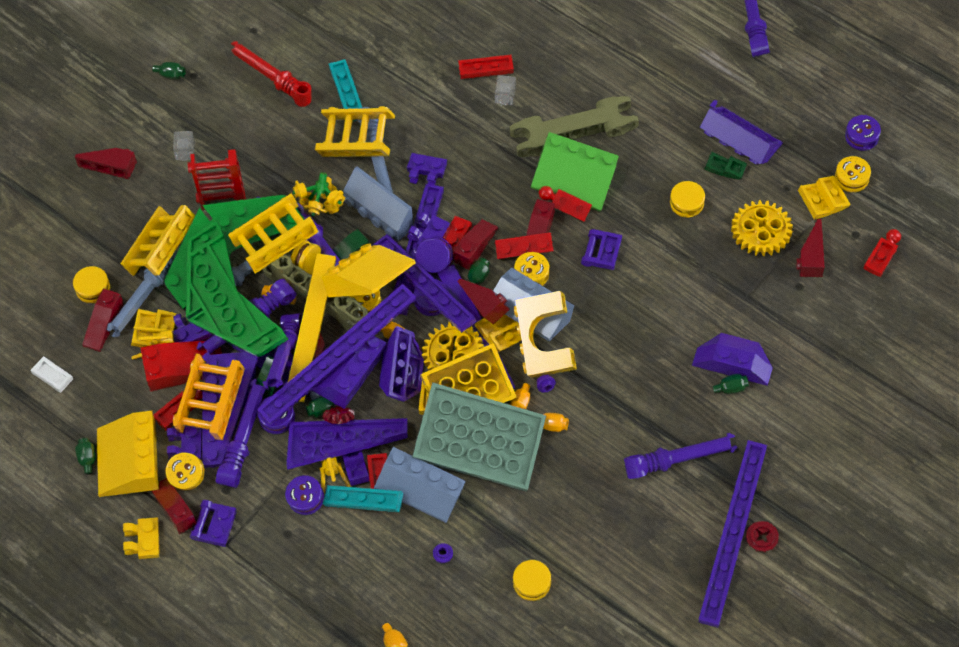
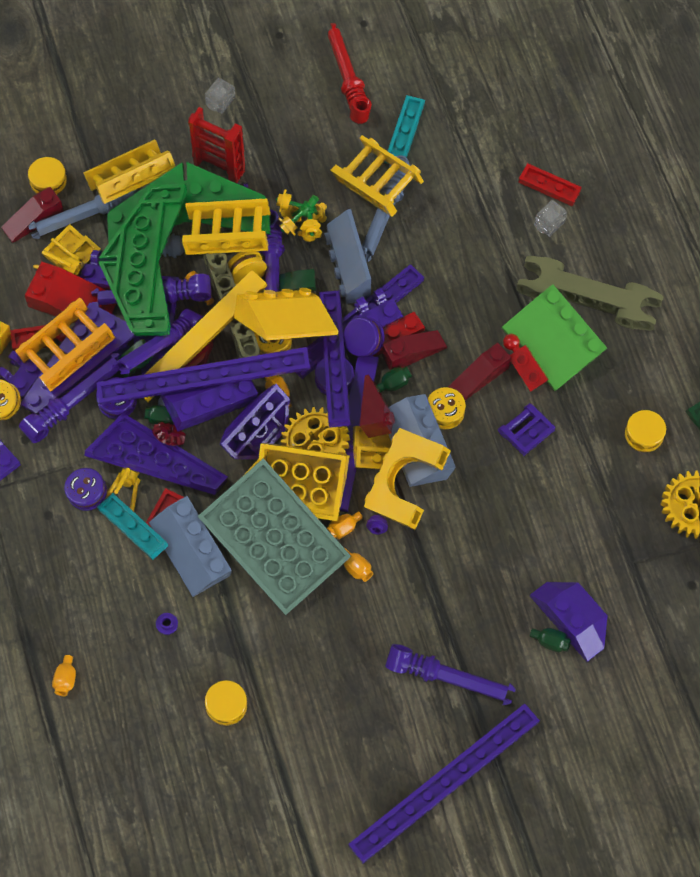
camera: 30 degrees right, 5 degrees up
(109, 161) = (146, 72): dark red slope -> none
(170, 70) = (260, 17): dark green plant -> none
(355, 468) = (149, 493): dark purple slope -> none
(426, 165) = (424, 246): dark purple plate -> none
(519, 245) = (453, 378): red plate -> none
(762, 528) = (477, 798): dark red gear -> none

